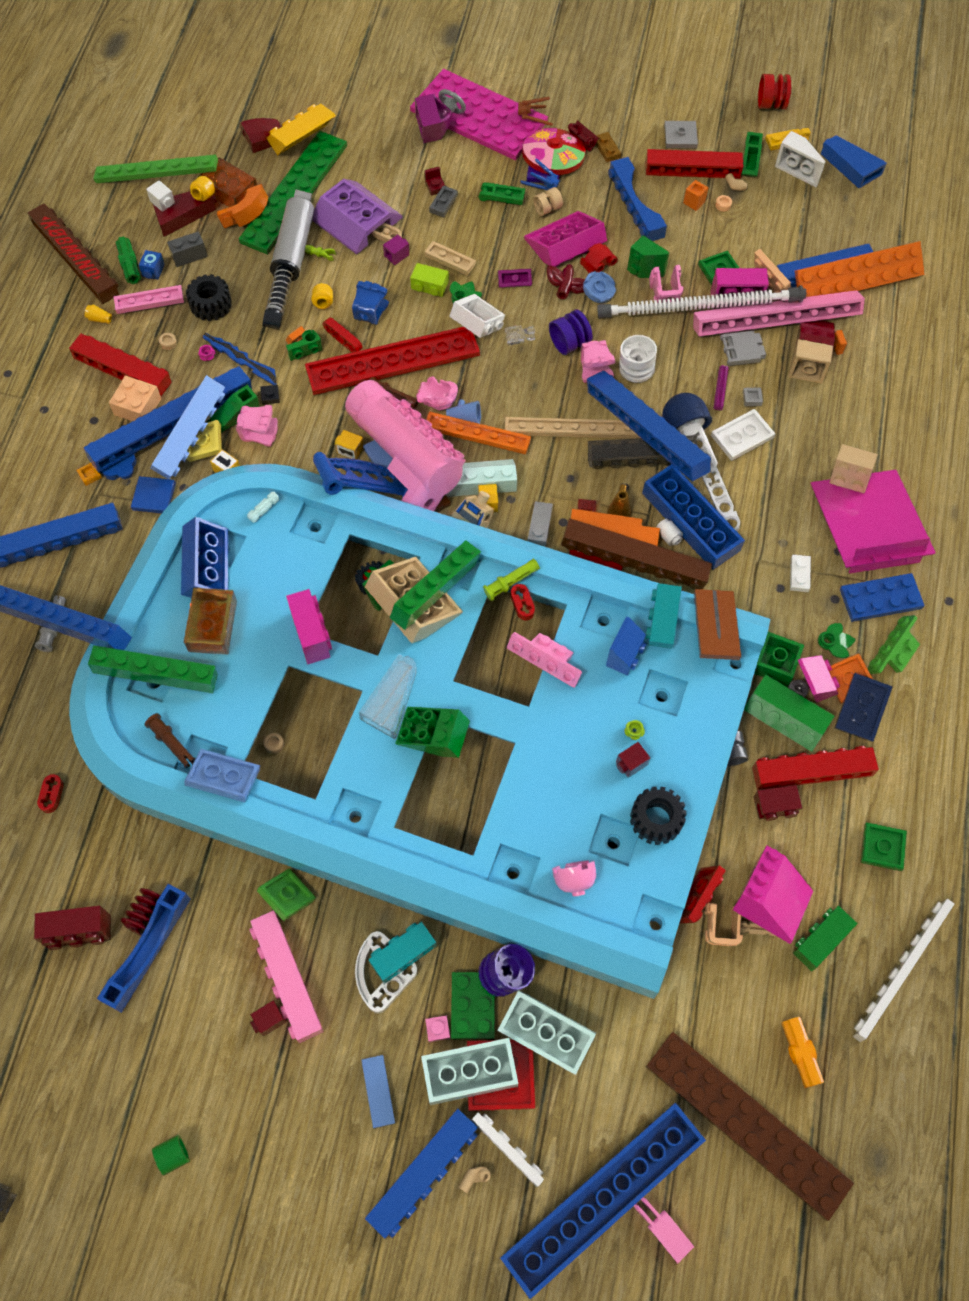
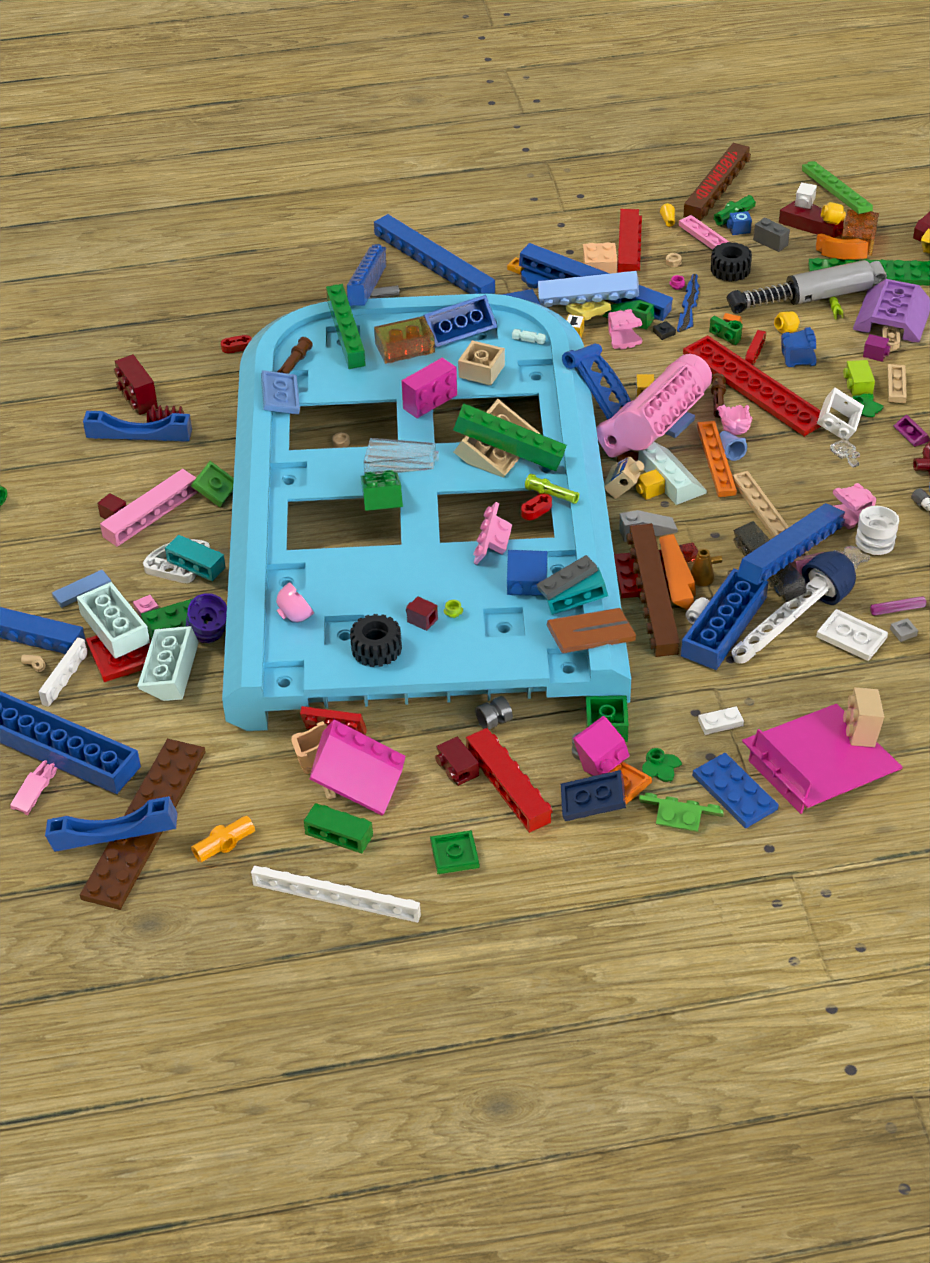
camera: 70 degrees right, 20 degrees down
(290, 564) = (481, 362): none -> tan brick
(570, 331) = (871, 475): dark purple wheel -> none
(650, 392) = (855, 555): none -> clear plate
(658, 614) = (567, 577): none -> dark grey plate
(766, 1160) = (71, 832): none -> blue arch
(788, 712) = (550, 739): green slope -> none

